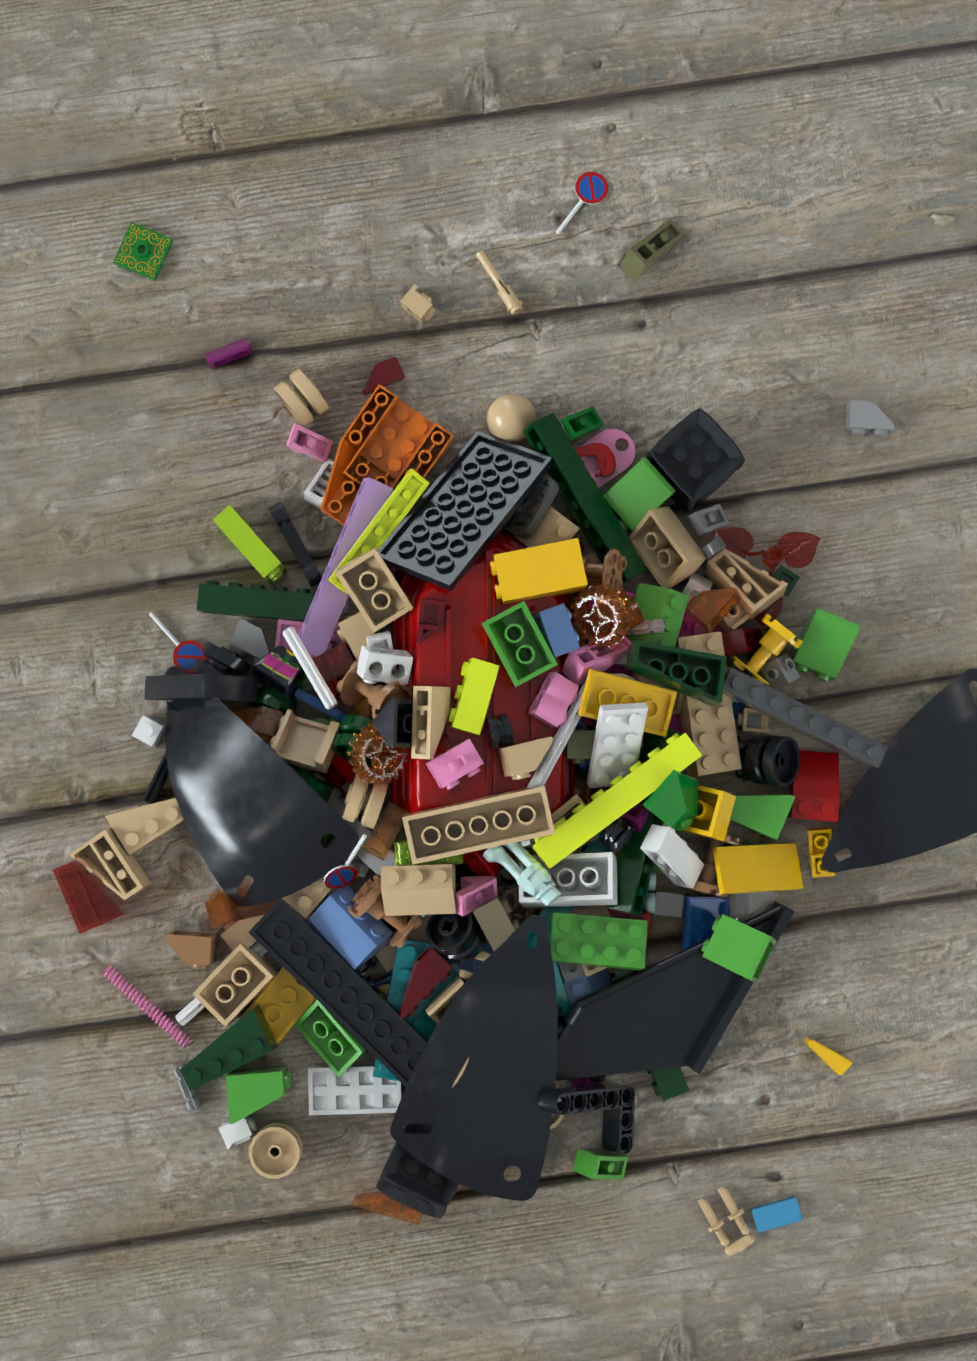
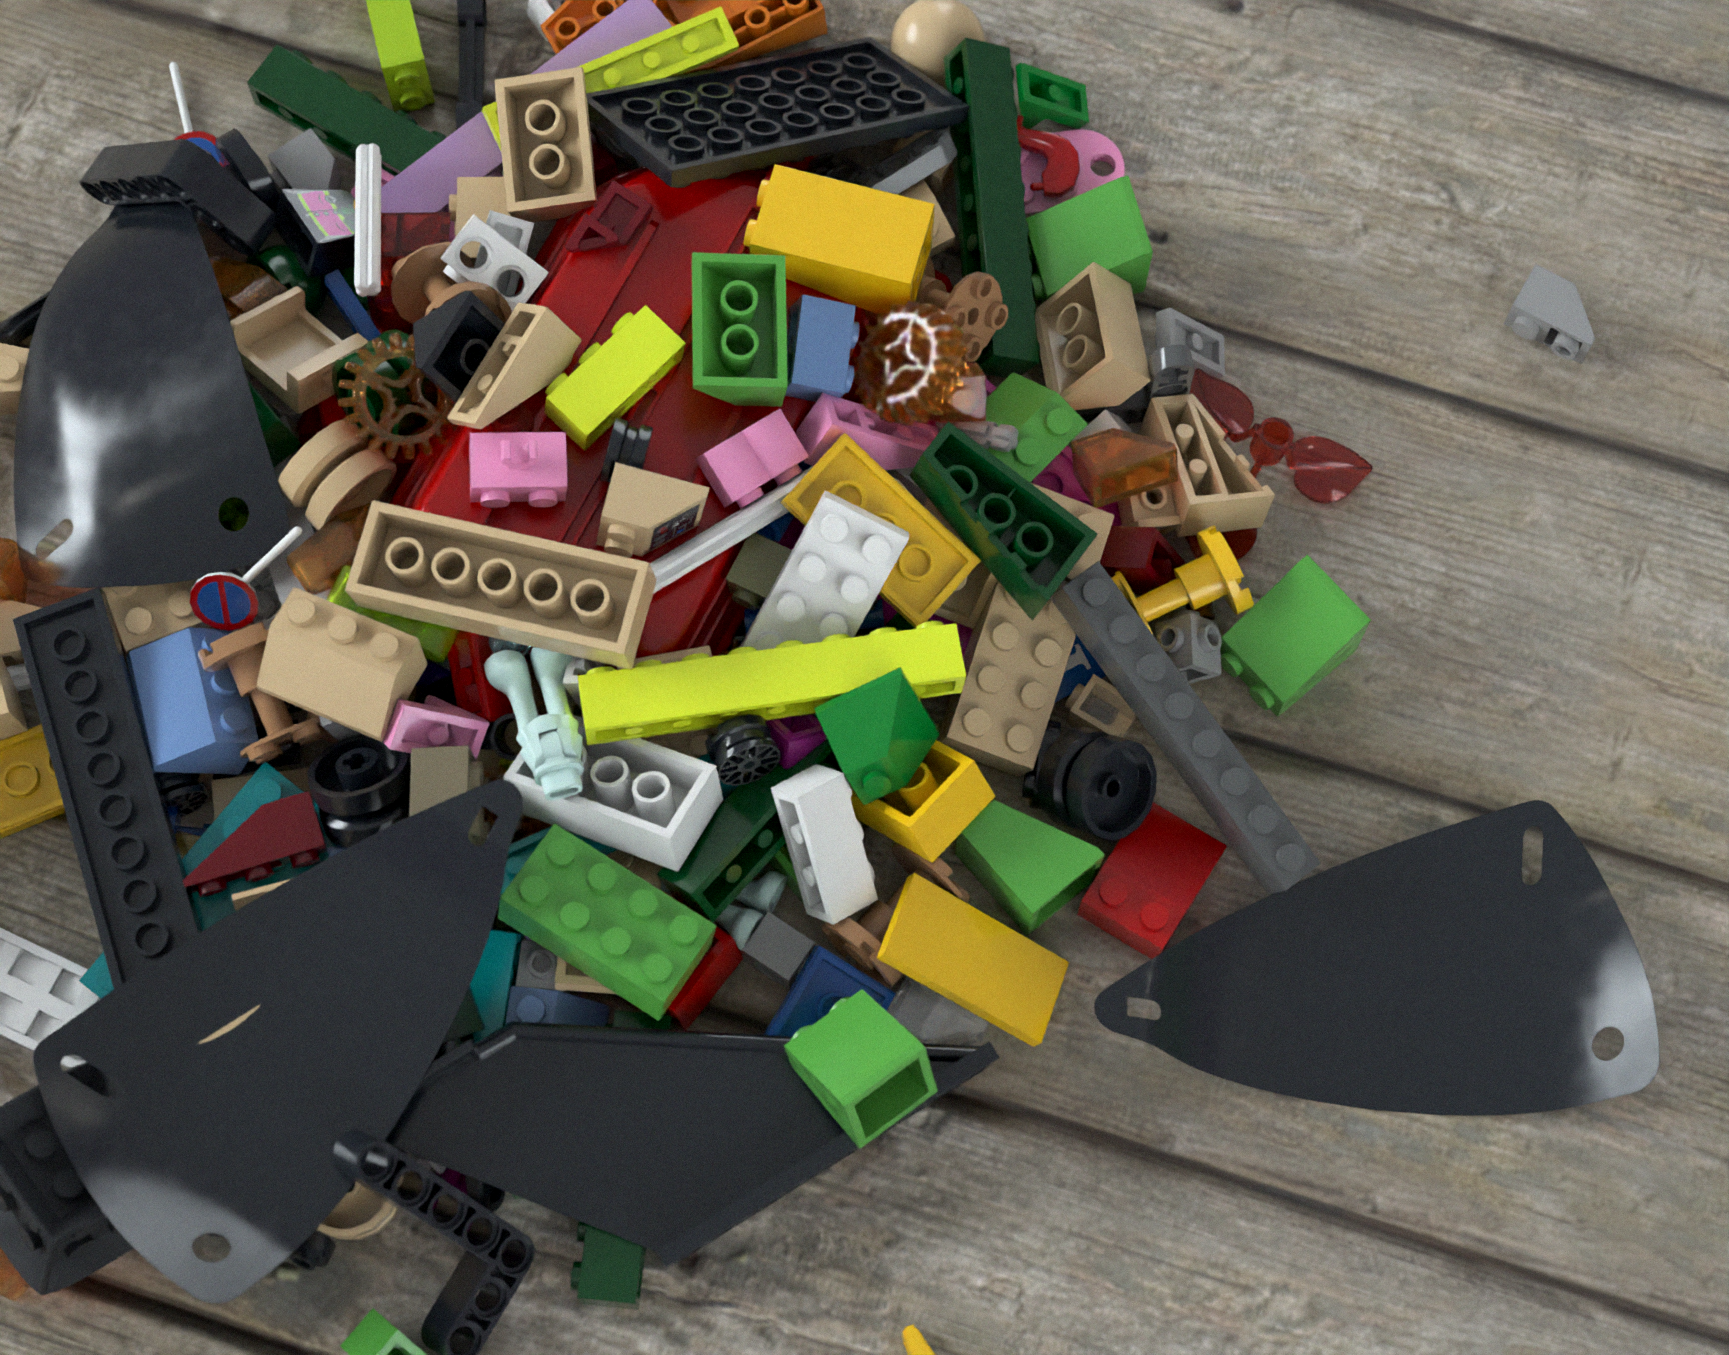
camera: 25 degrees right, 15 degrees down
(149, 731) = (54, 233): white brick -> none
(330, 1039) = (47, 883): bright green slope -> none
(695, 458) = (1215, 223): black piece -> none
(787, 576) = (1283, 510): dark green plate -> none
(817, 843) = (1087, 1026): yellow slope -> none

